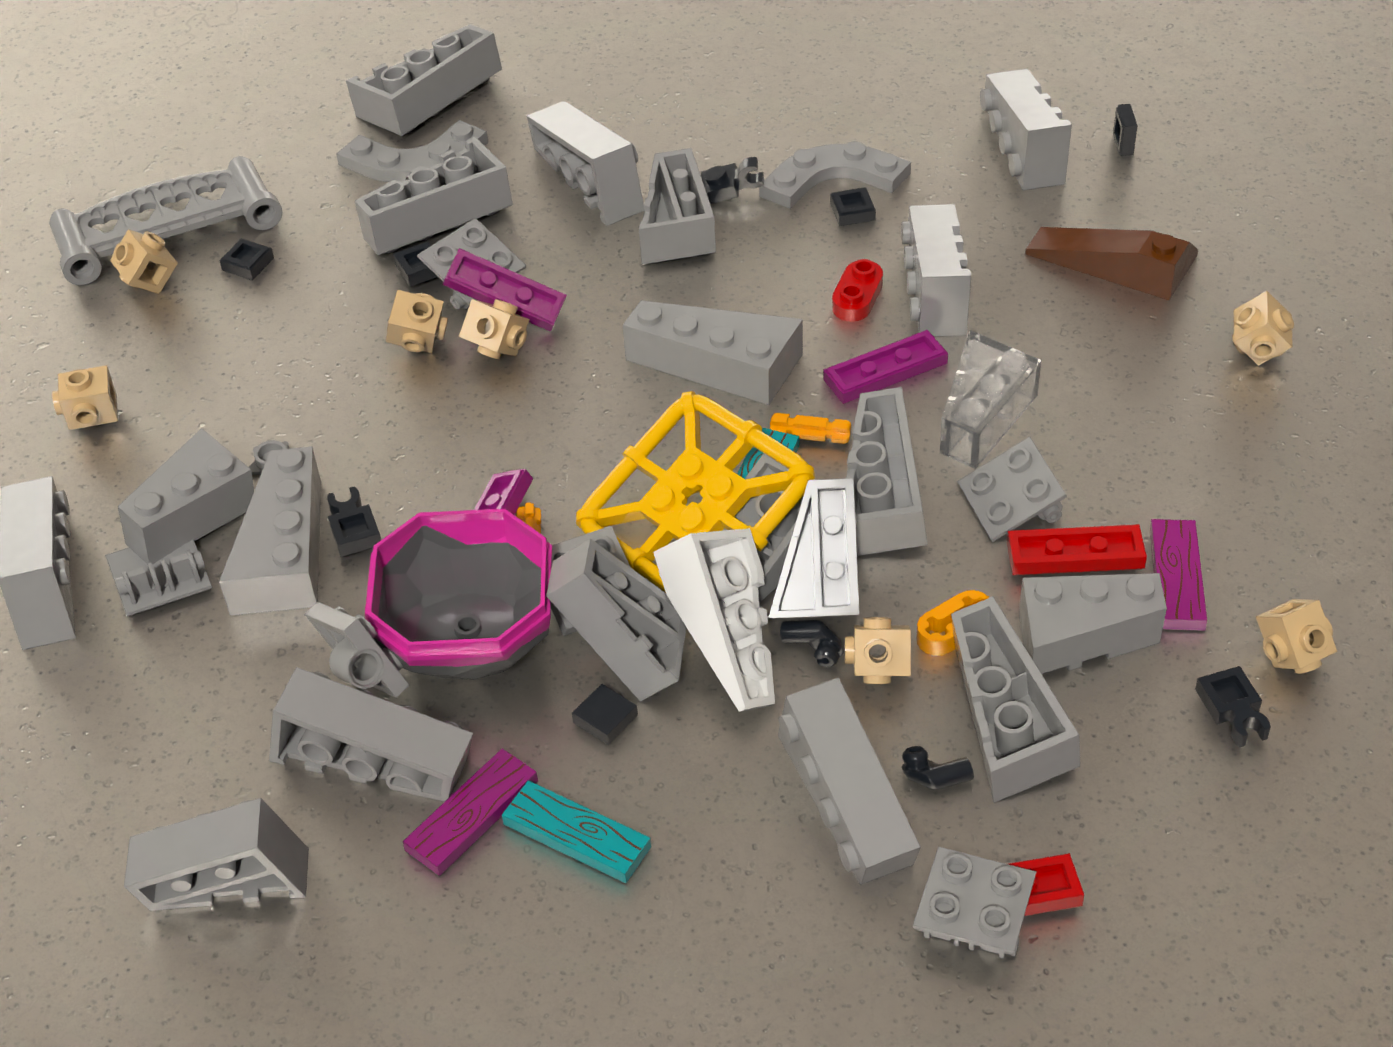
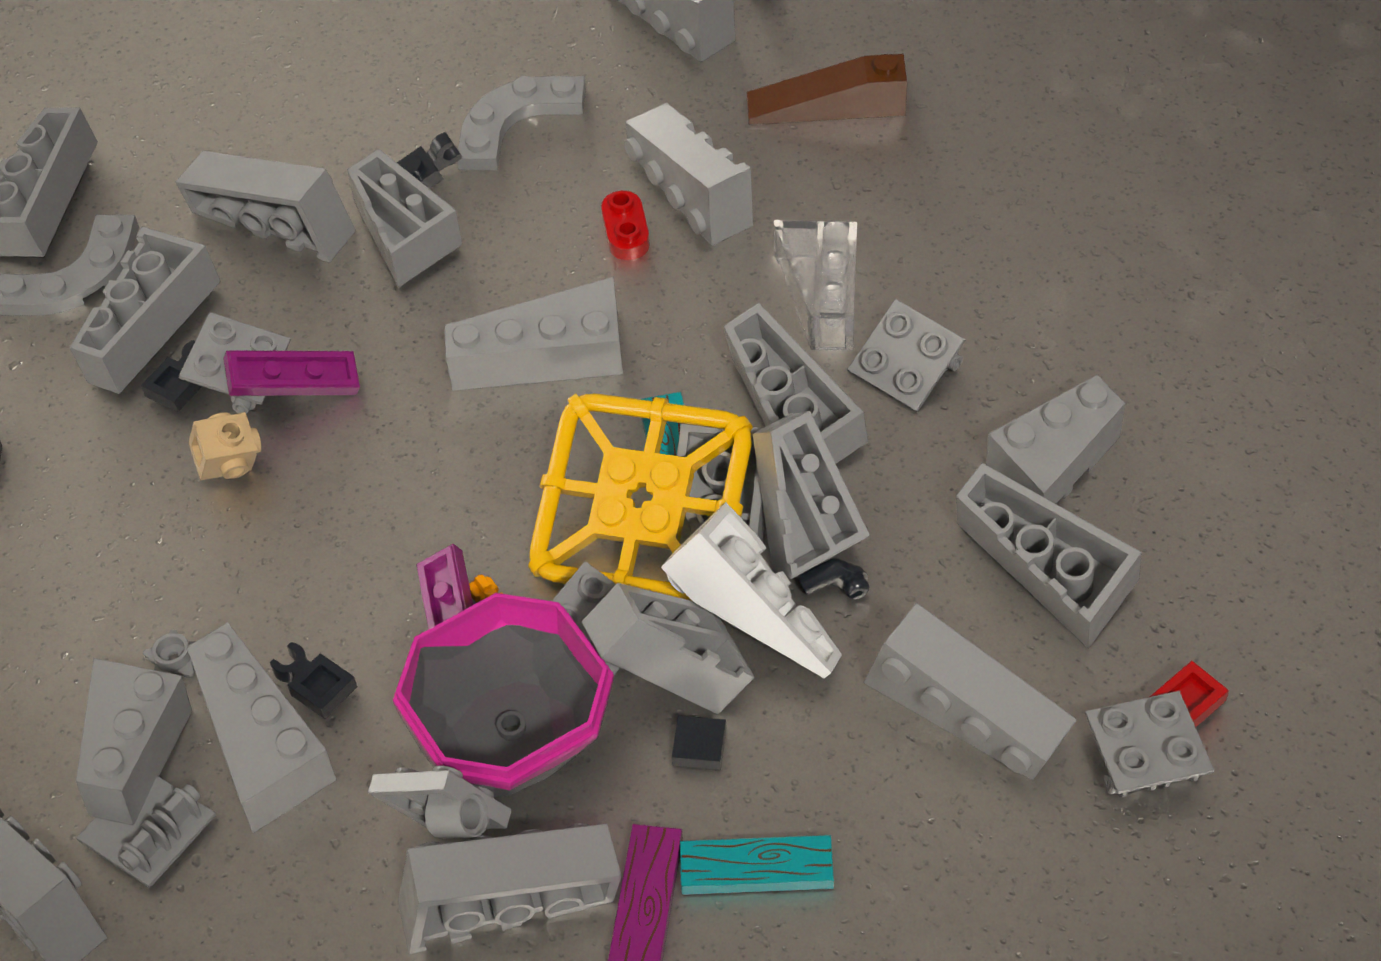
camera: 30 degrees left, 5 degrees up
(494, 328) = (296, 417): tan brick -> none
(812, 427) = (684, 378): light orange axle -> none
(852, 206) = (559, 143): black tile -> none
(885, 366) = (704, 289): magenta tile -> none
(894, 660) = (907, 559): tan brick -> none
(935, 775) = (1024, 650): black arm -> none
(940, 620) = (935, 499): light orange beam -> none
(1076, 549) = (998, 385): red plate -> none
(1178, 562) = (1087, 356): magenta tile -> none
(1233, 699) = (1221, 458): black plate -> none
(1262, 328) = (1021, 110): tan brick -> none
(1297, 635) = (1235, 376): tan brick -> none

